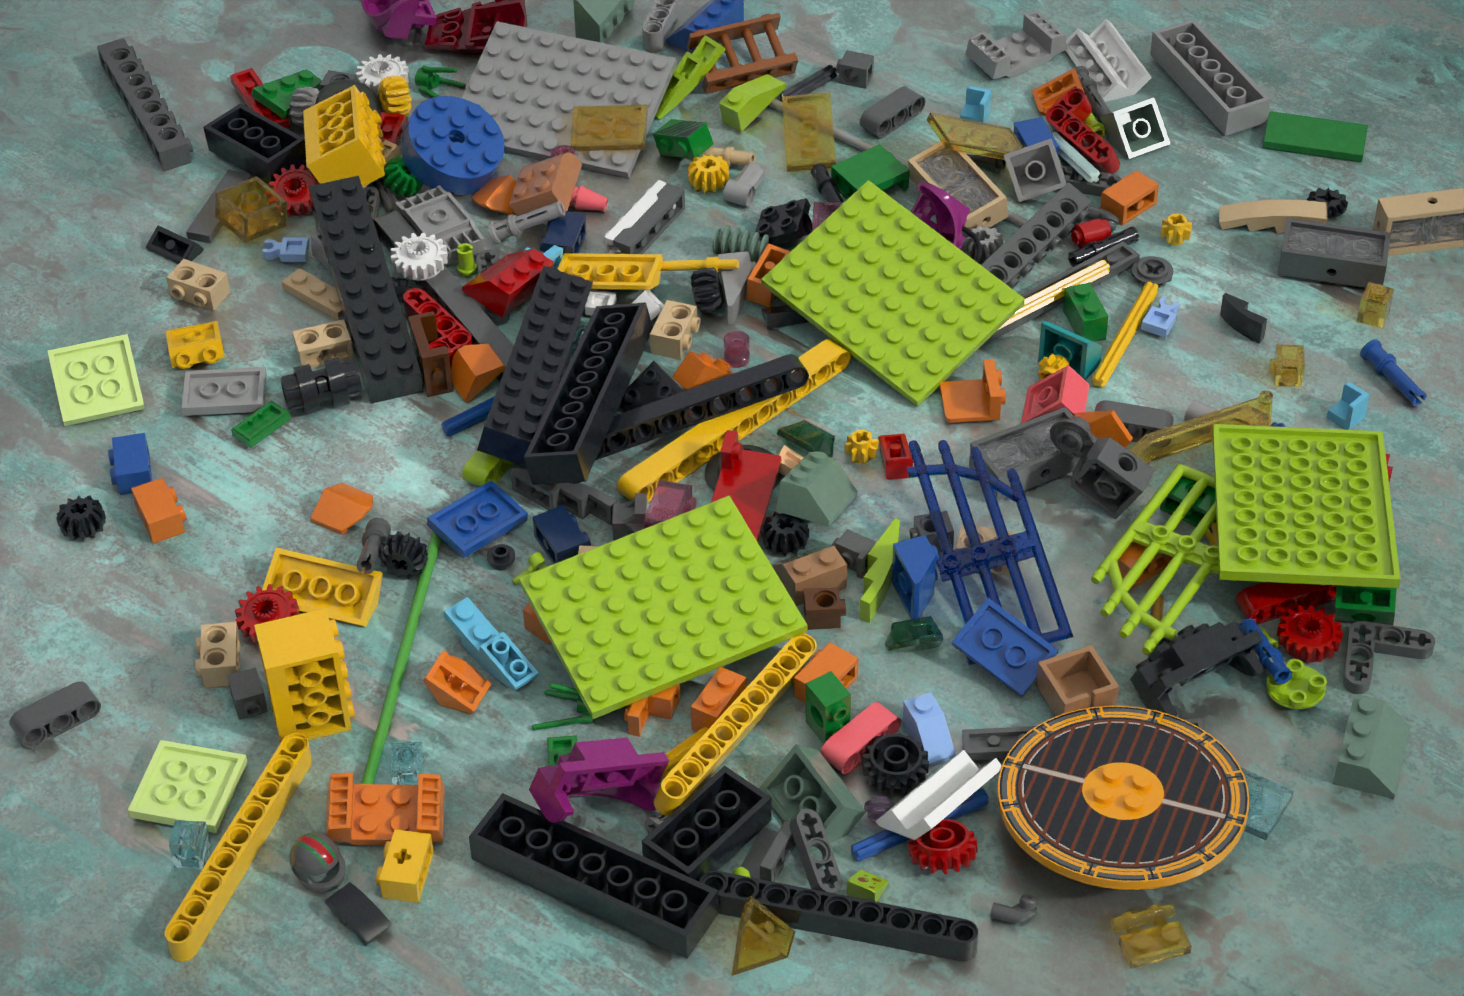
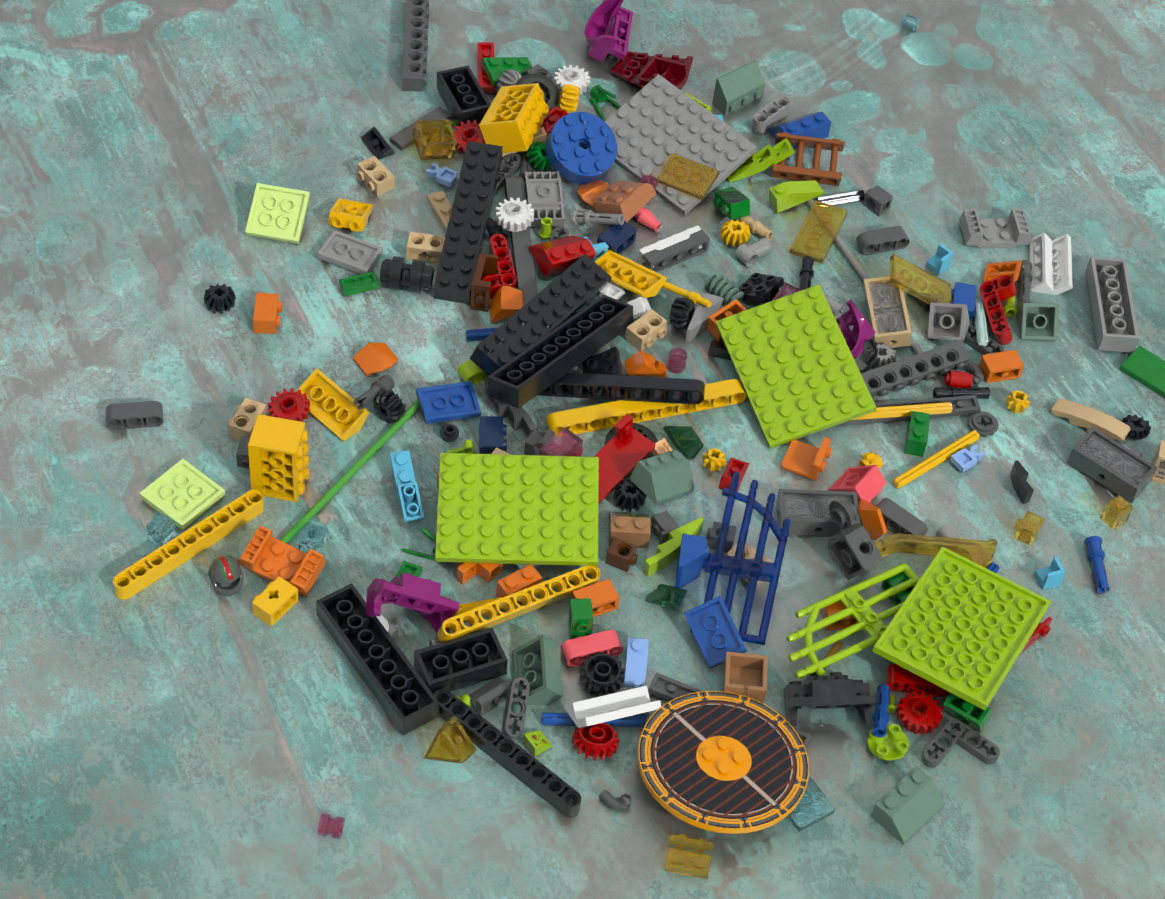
camera: 20 degrees right, 5 degrees up
(131, 462) = (268, 275): blue brick -> none
(359, 912) = (231, 617): black slope -> none
(456, 683) = (373, 501): orange slope -> none
(873, 165) = (839, 277): green panel -> none
(877, 807) = (573, 696): clear purple plate -> none
(1079, 351) = (893, 457): teal slope -> none

